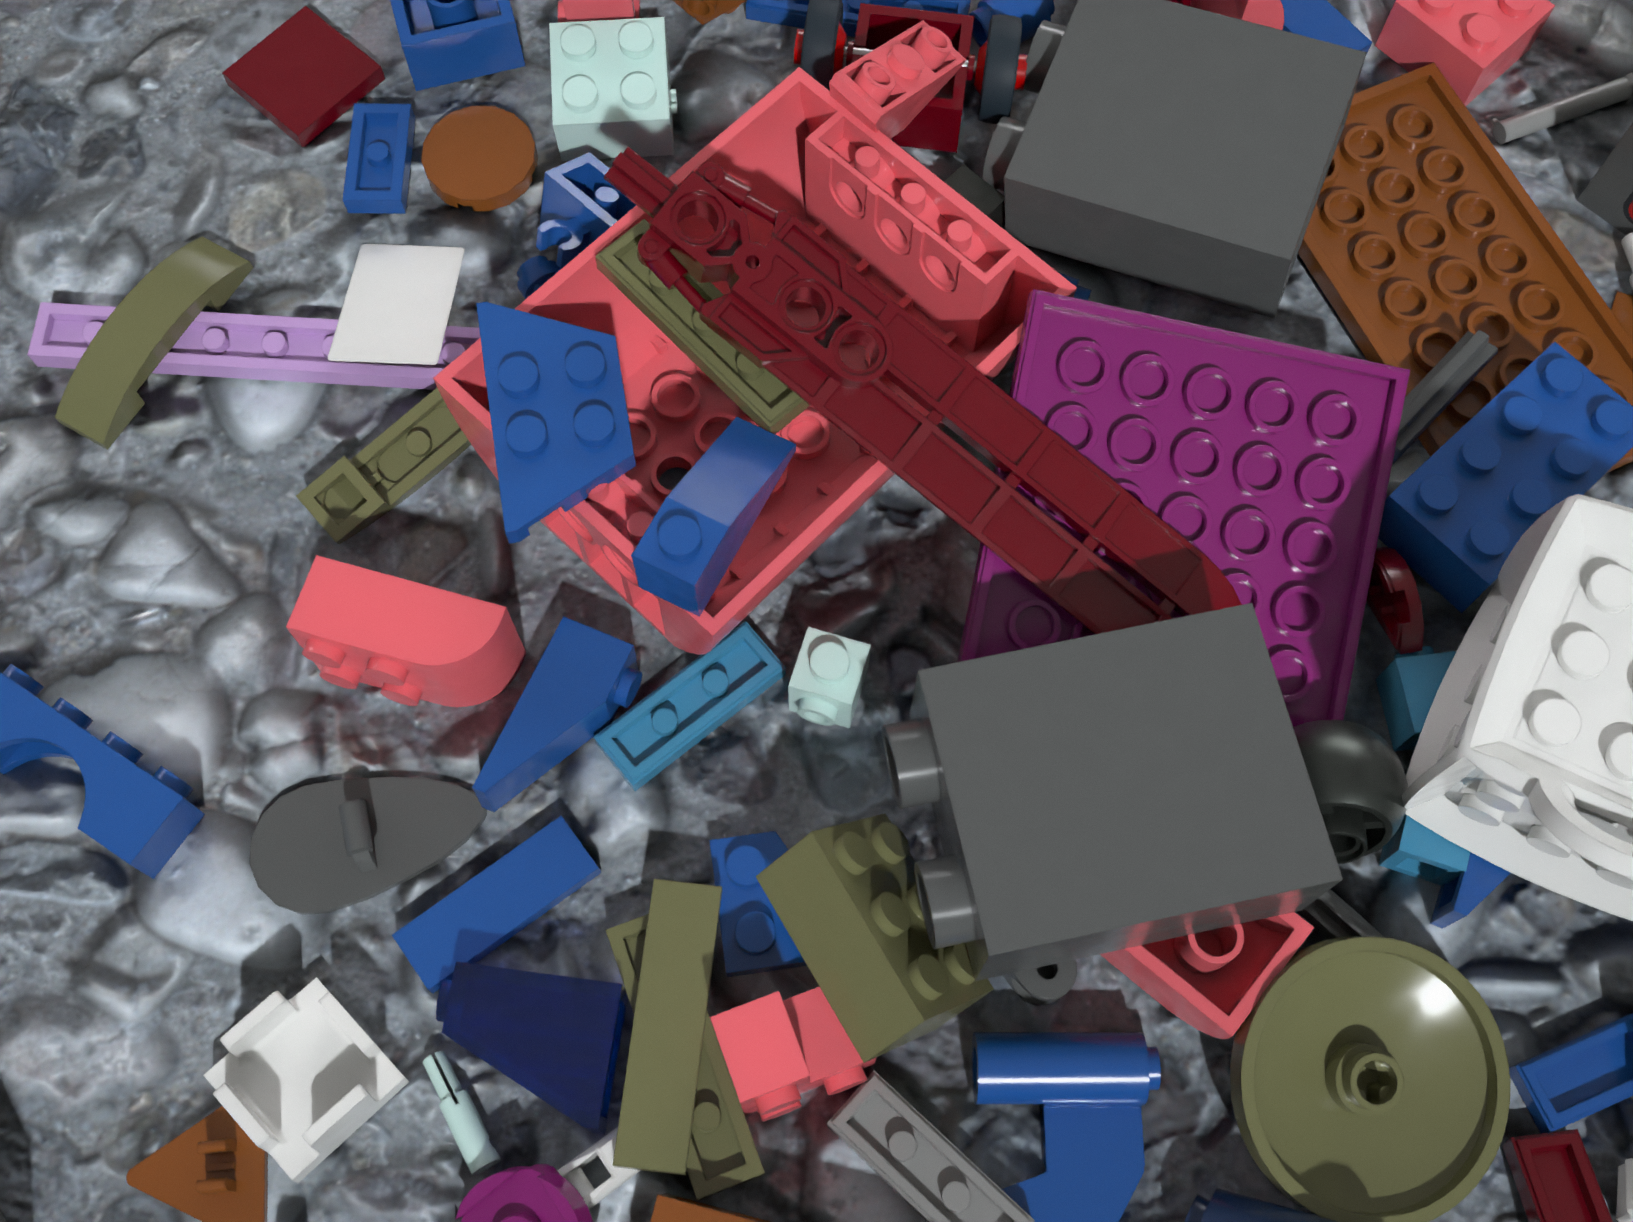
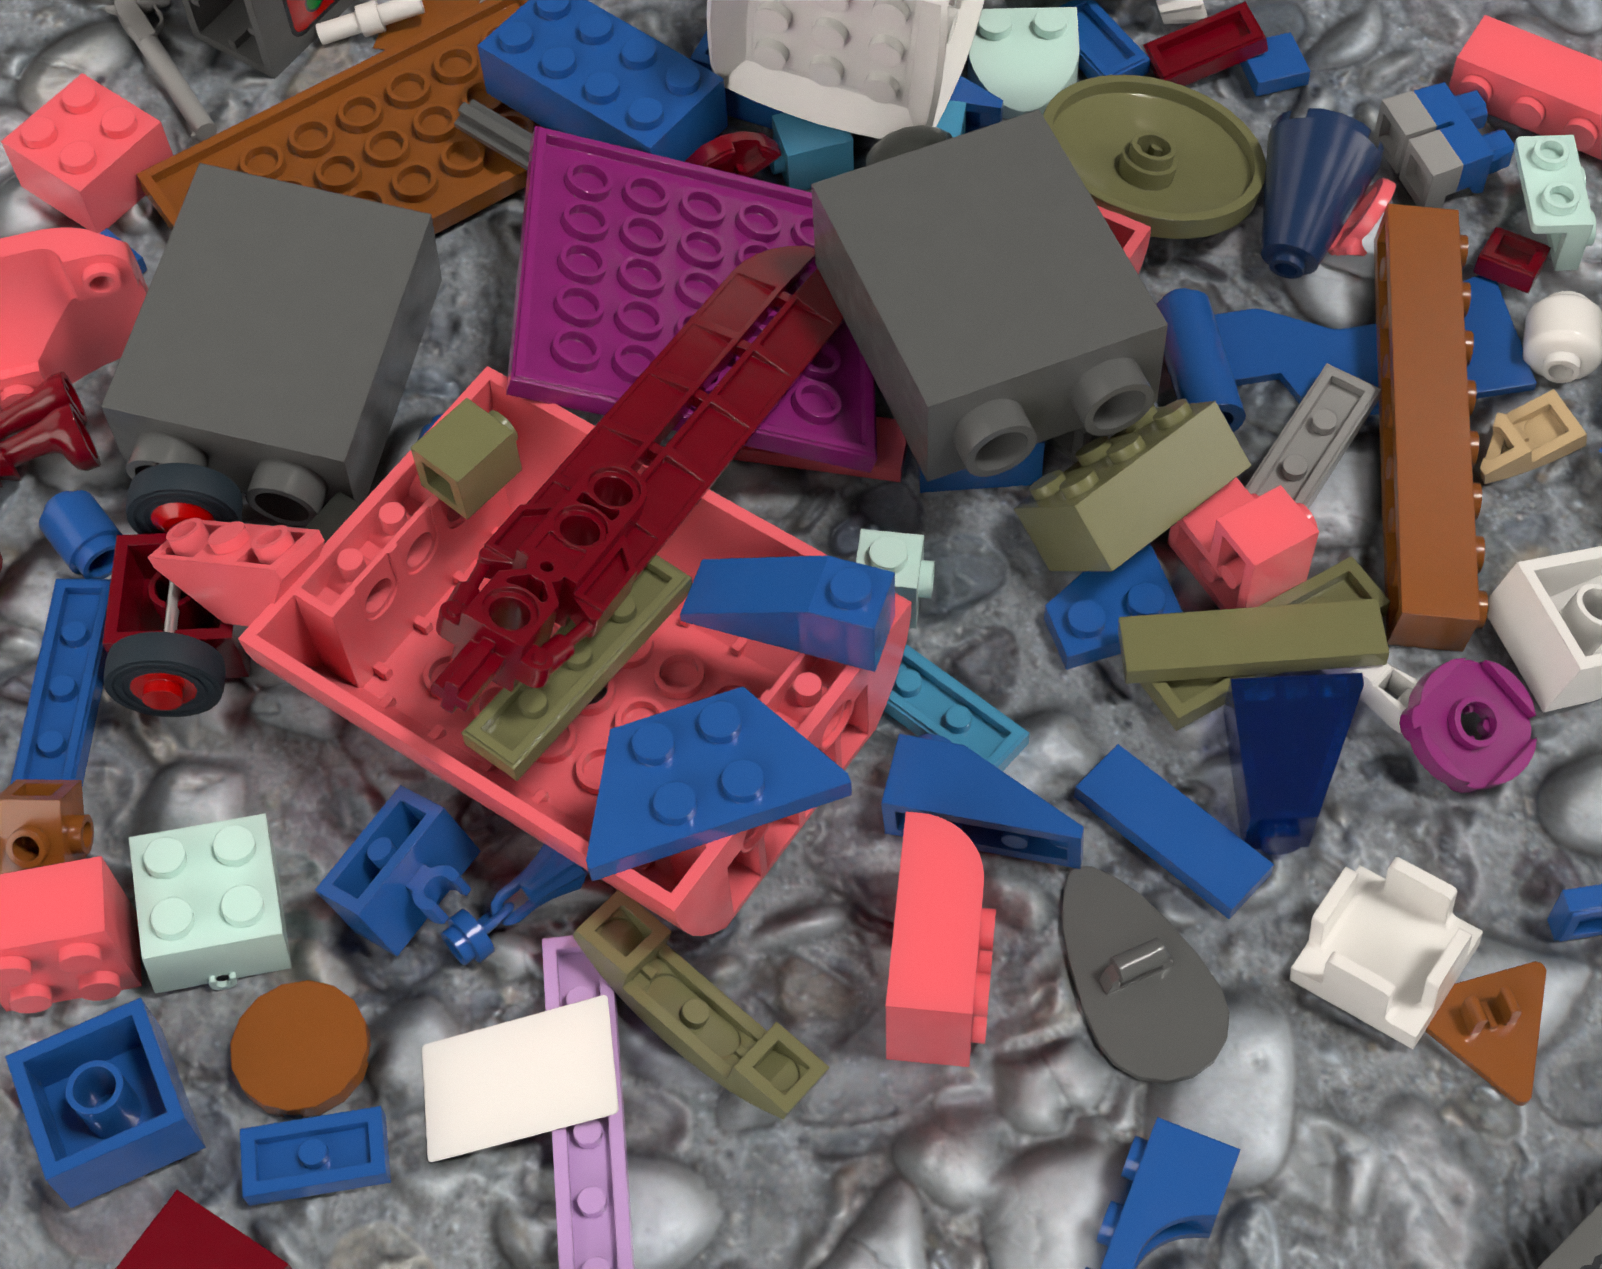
camera: 95 degrees left, 10 degrees down
(461, 1117) = (1375, 817): light aqua piece -> none
(945, 244) = (467, 457): none -> olive brick
(1557, 971) = (1025, 55): none -> light aqua slope

